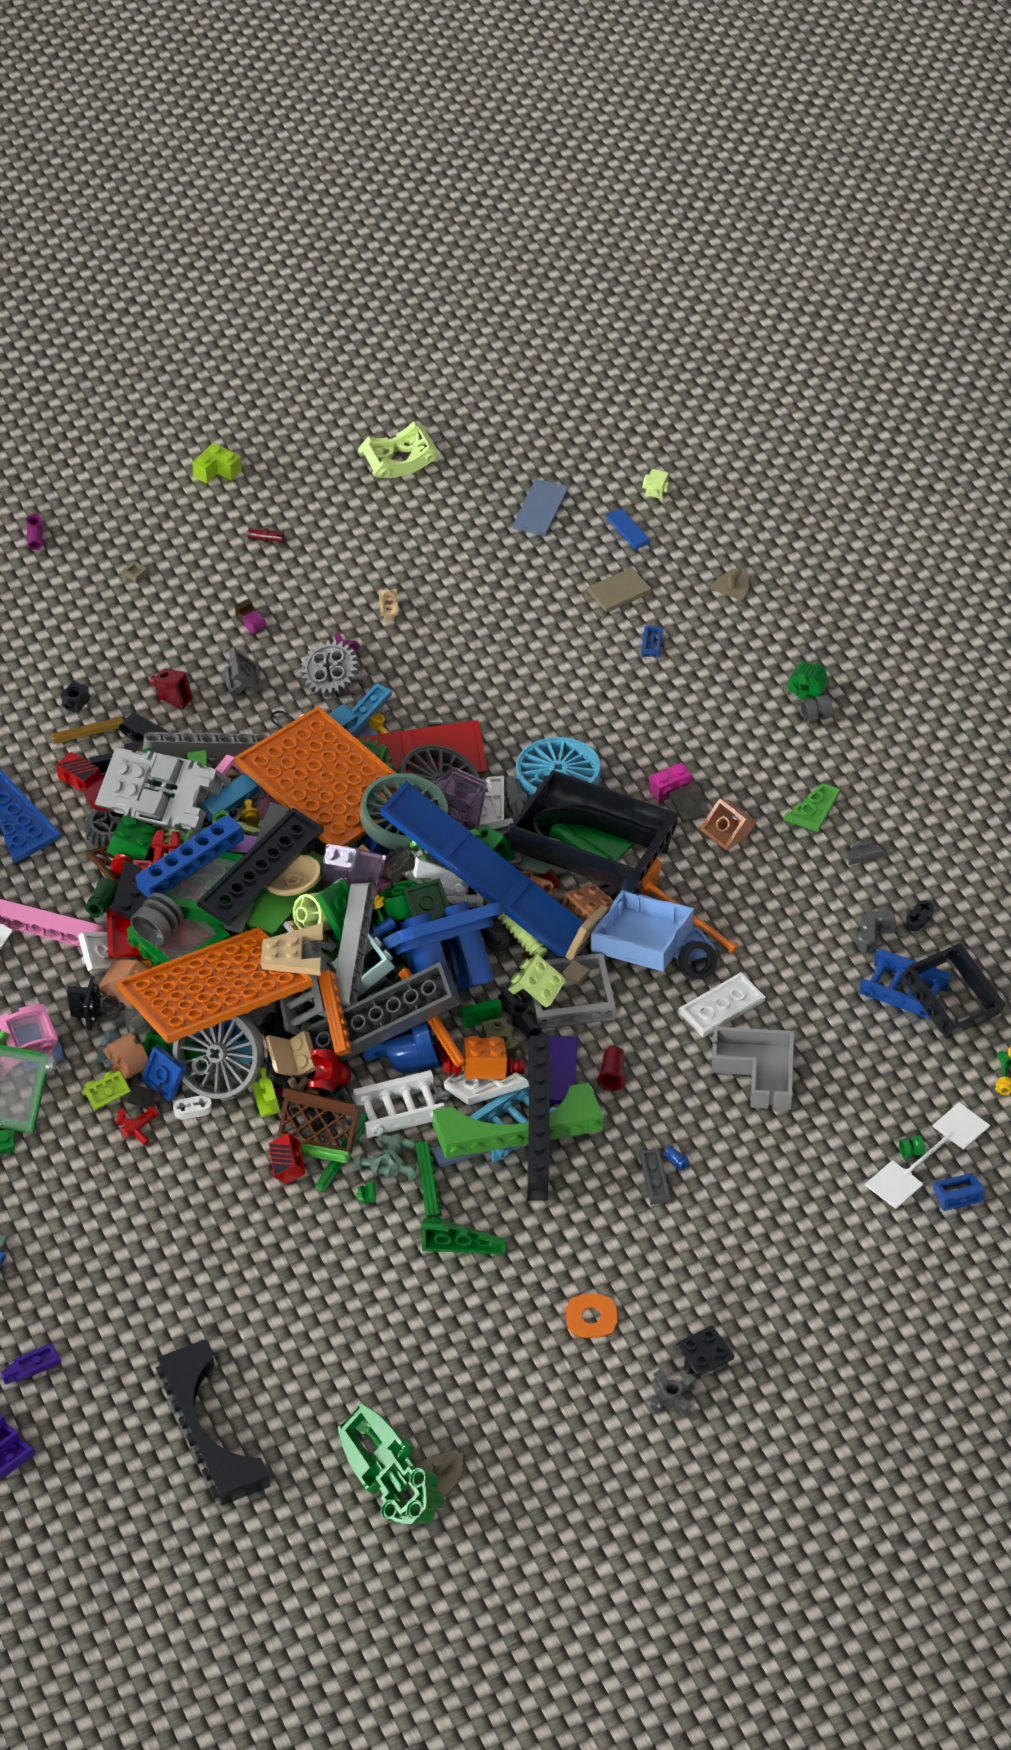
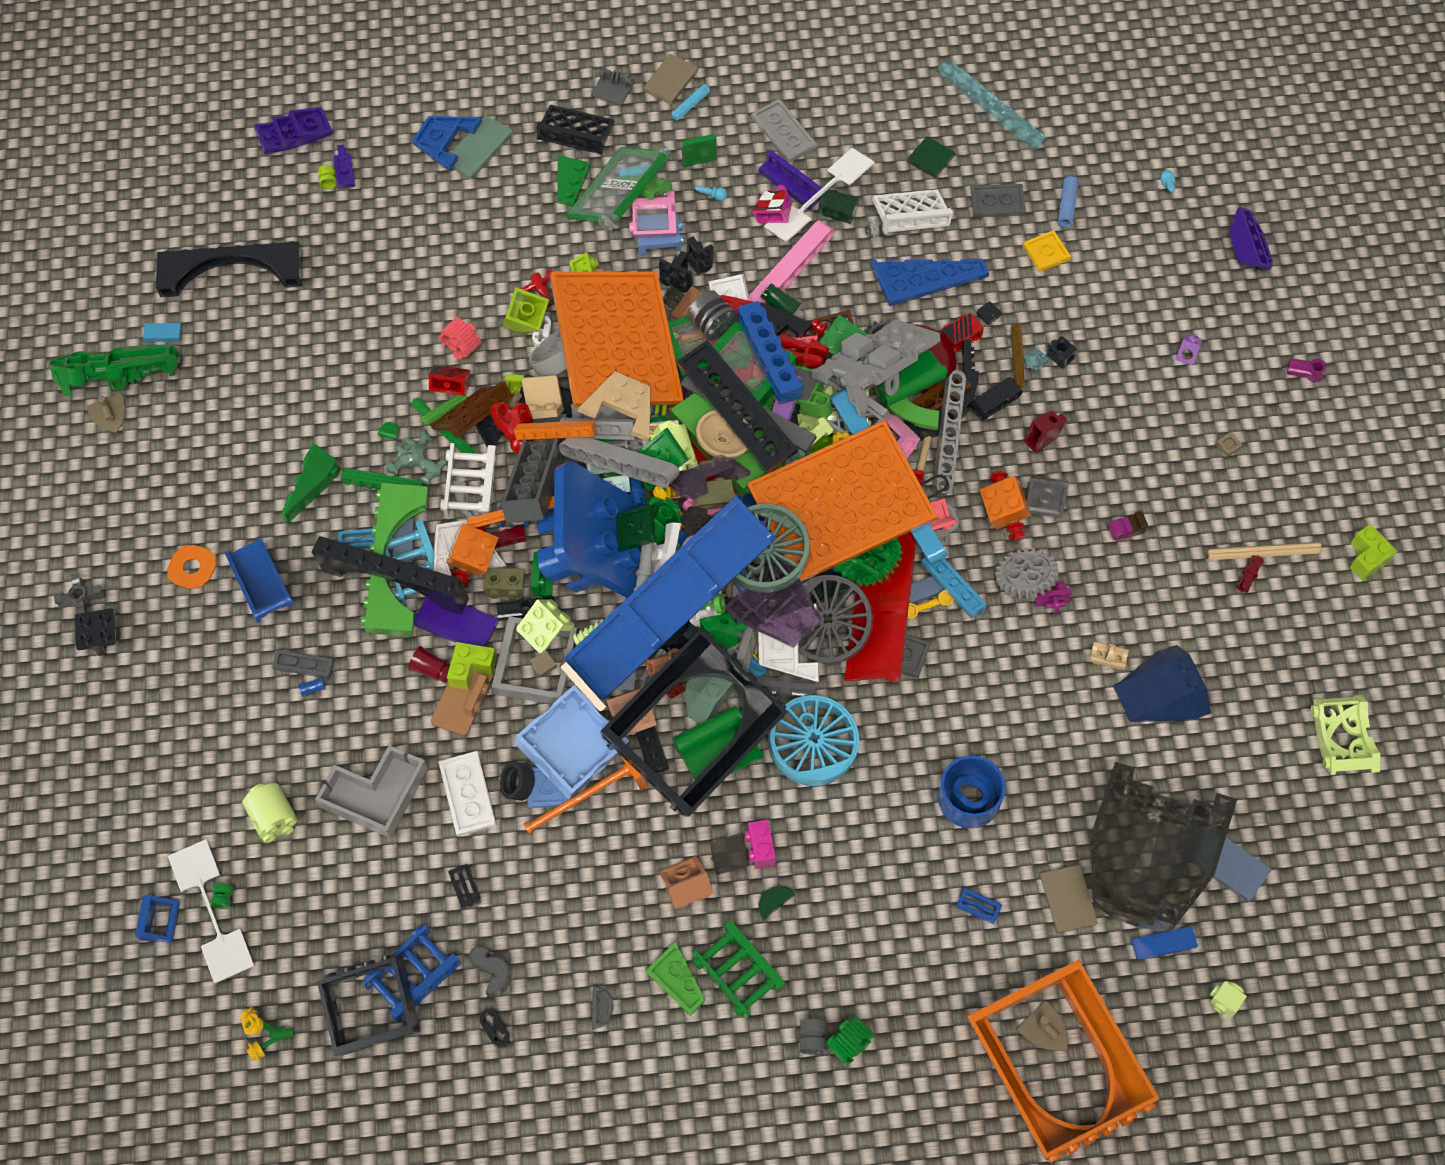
camera: 110 degrees right, 15 degrees up
(34, 609) = (1192, 343): none -> medium lavender bracket
(44, 762) = (989, 313): none -> black tile
(51, 1374) = (327, 177): none -> lime wheel
(57, 992) = (698, 257): none -> black bracket
(87, 716) = (1035, 359): none -> clear light blue tile
(178, 1121) = (525, 312): none -> lime slope
(233, 1162) = (460, 338): none -> coral brick
(238, 531) = (1264, 551): none -> tan axle
(261, 696) = (1006, 504): none -> orange brick
(318, 1459) = (162, 332): none -> dark azure tile
(399, 565) = (1164, 689): none -> dark blue wedge
(507, 1194) = (363, 543): none -> dark azure tile
(561, 643) = (973, 772): none -> blue piece
(563, 521) = (1153, 851): none -> clear smoke windscreen
(584, 1234) = (258, 579): none -> blue piece
(599, 1033) = (467, 660): none -> lime brick
(630, 1031) = (460, 706): none -> medium nougat bracket
(713, 767) = (773, 899): none -> dark green tile
(754, 522) = (1127, 1084): none -> orange panel
(774, 758) = (745, 950): none -> green fence
(811, 979) = (470, 902): none -> black tile
(818, 1132) = (269, 811): none -> yellowish green cylinder

